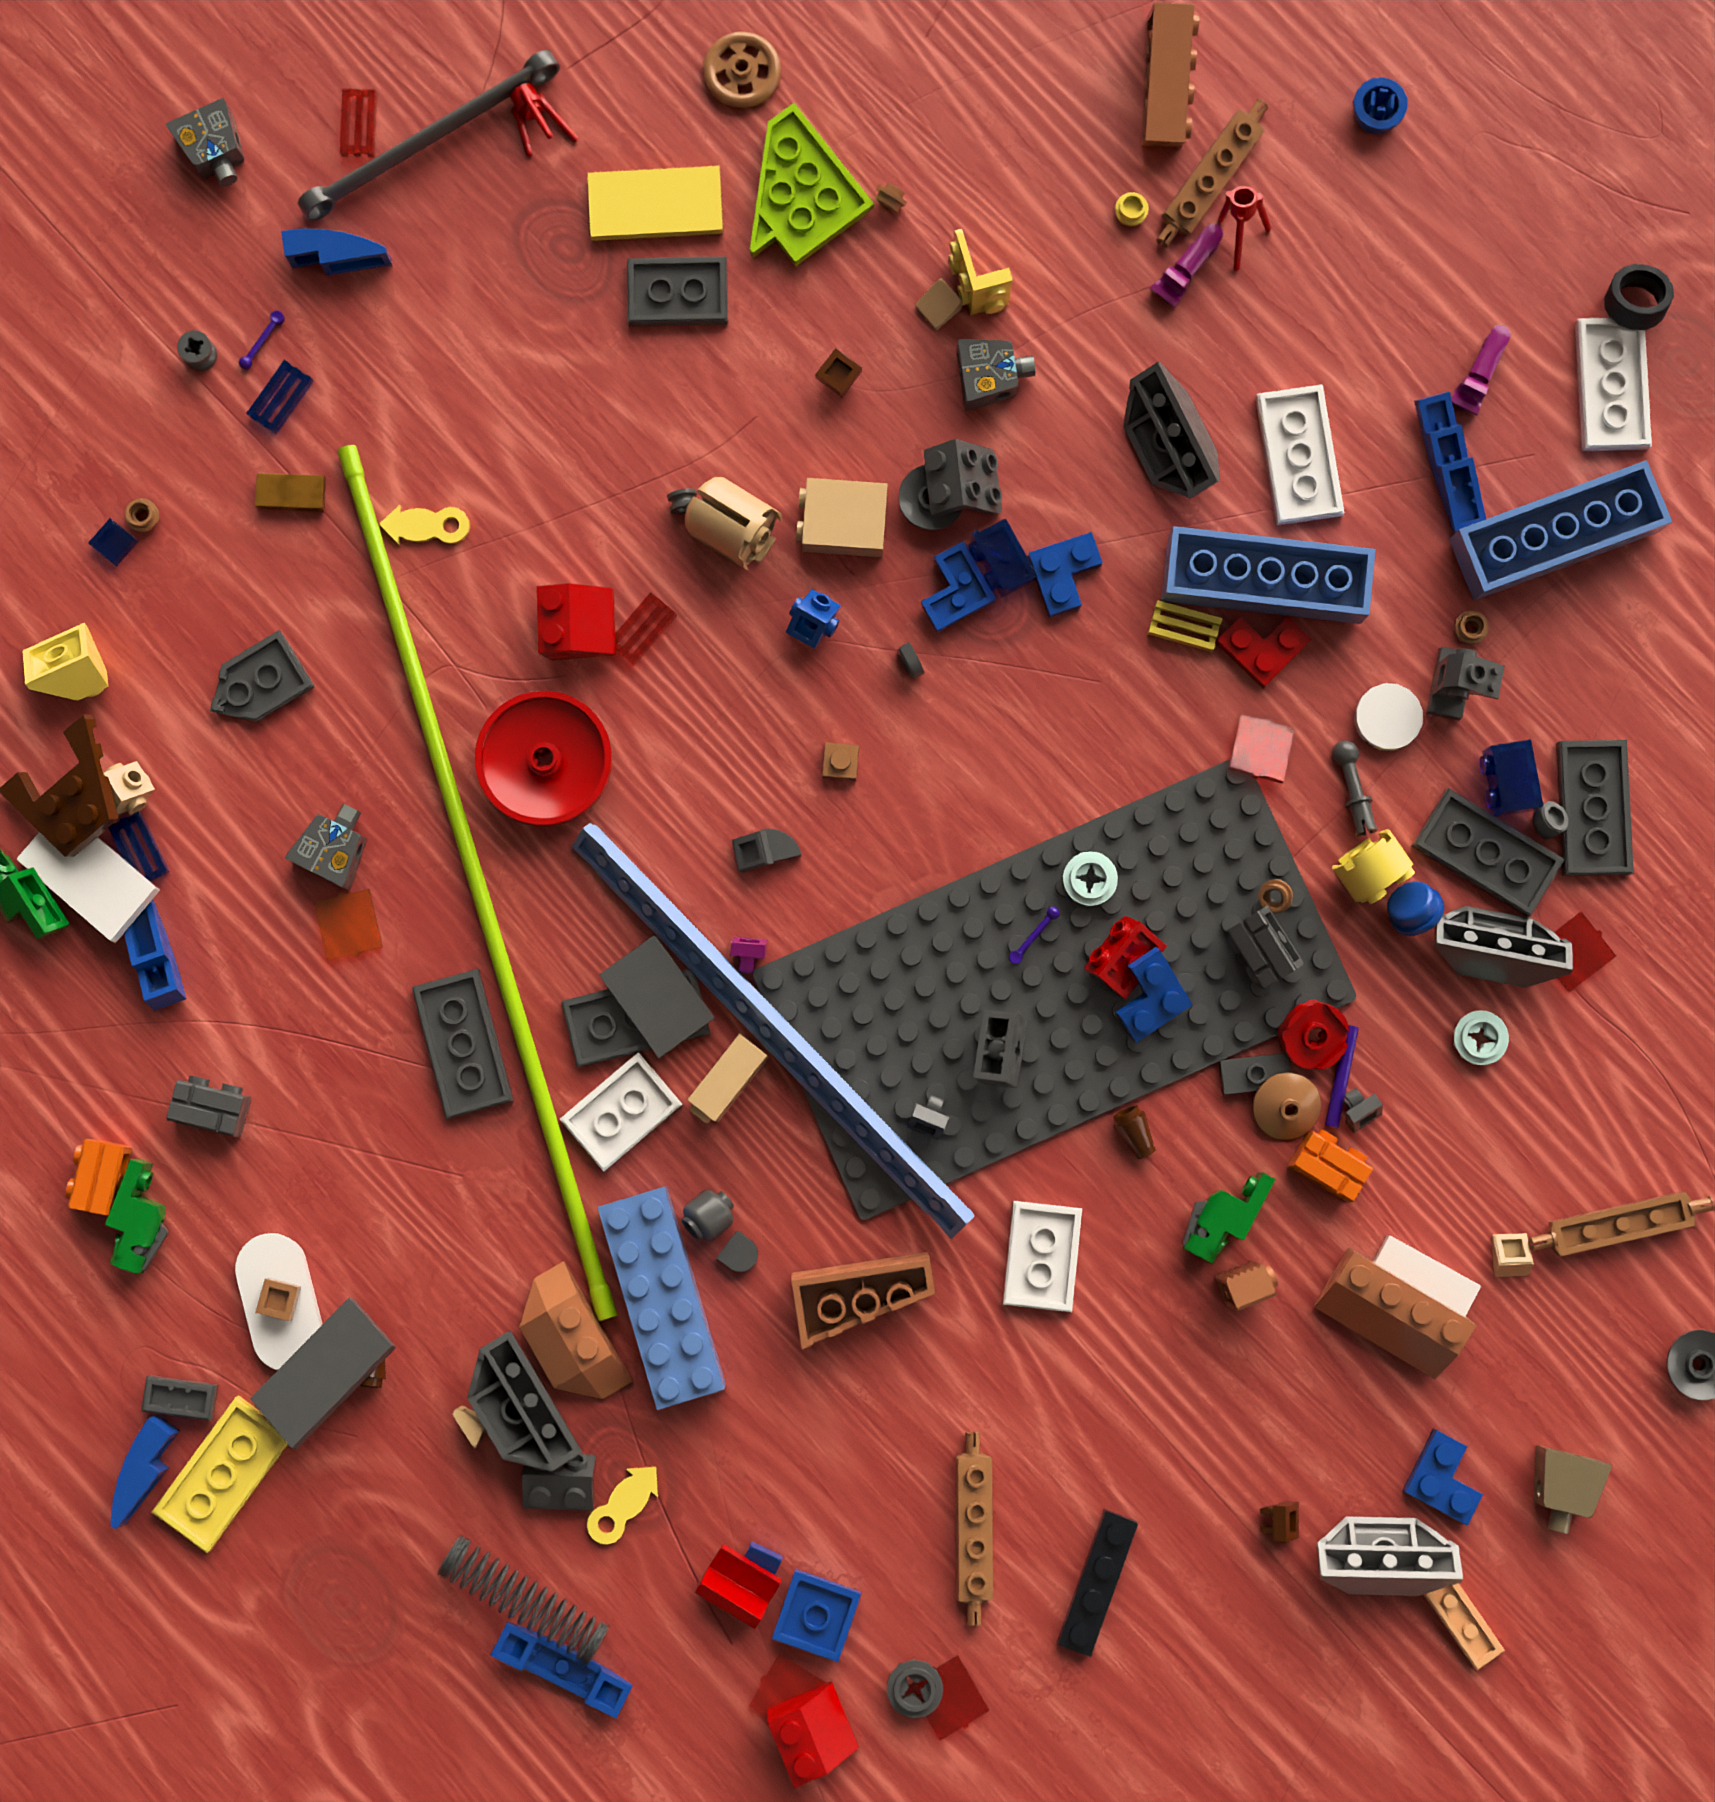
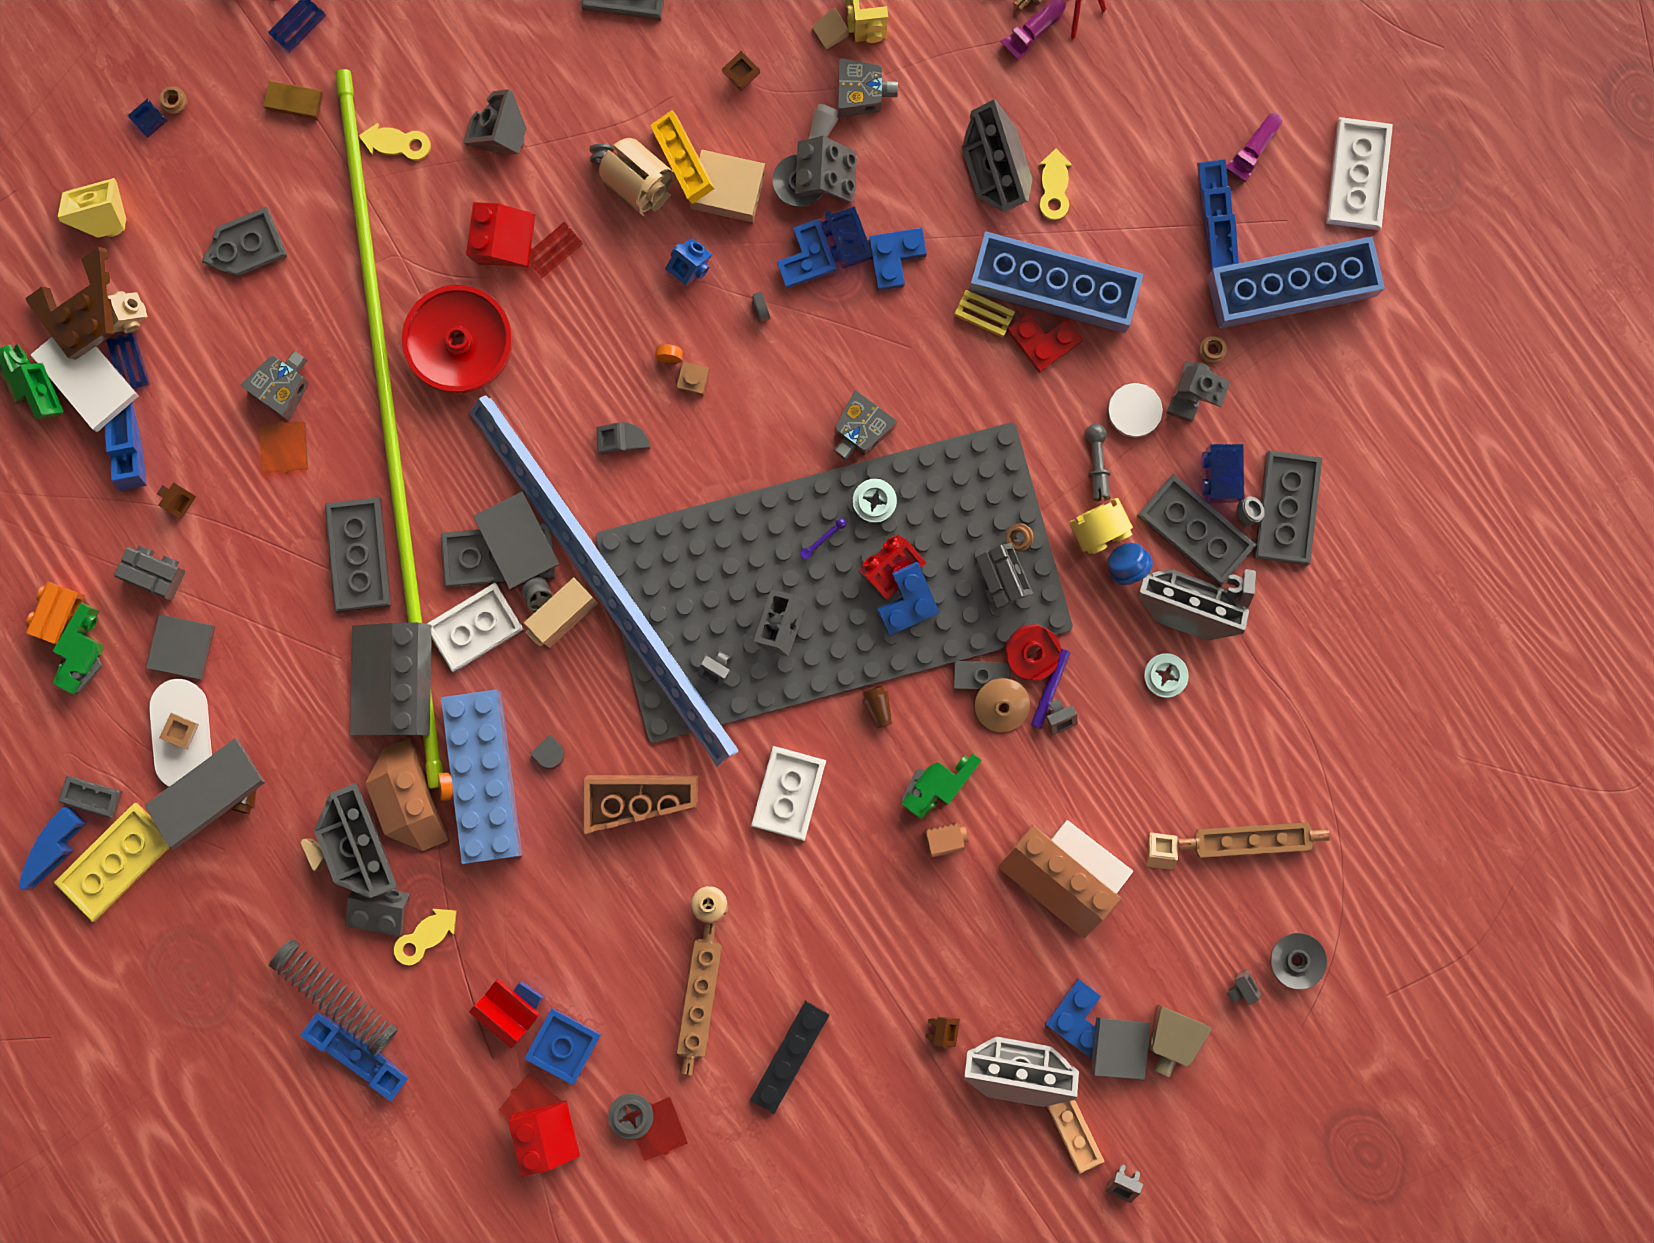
camera: 10 degrees right, 0 degrees up
(226, 1011) = (175, 499): none -> reddish brown tile
(261, 1193) = (180, 647): none -> dark grey tile
(530, 1194) = (391, 679): none -> dark grey slope
(550, 486) = (498, 126): none -> dark grey slope
(620, 1316) = (445, 786): none -> orange tile
(693, 1059) = (540, 588): none -> dark grey wheel
(708, 1215) = (528, 718): dark grey head -> none
(749, 950) = (594, 517): magenta tile -> none
(785, 491) = (682, 157): none -> yellow plate
(806, 736) = (668, 354): none -> orange tile
(948, 420) = (823, 121): none -> light grey cone
(959, 1420) = (717, 910): none -> tan head
(1058, 789) = (861, 426): none -> dark grey torso
(1244, 453) = (1054, 184): none -> light yellow brick
(1261, 749) = (1029, 419): clear red piece -> none
(1299, 455) = (1098, 192): white tile -> none
(1331, 1166) = (1029, 757): orange brick -> none
(1502, 1507) = (1120, 1048): none -> dark grey tile
(1534, 1677) = (1124, 1186): none -> tile
(1561, 915) = (1245, 587): none -> tile
(1588, 950) = (1261, 622): clear red piece -> none
(1641, 1409) = (1245, 988): none -> dark grey tile
(1646, 278) = (1394, 91): black tyre -> none

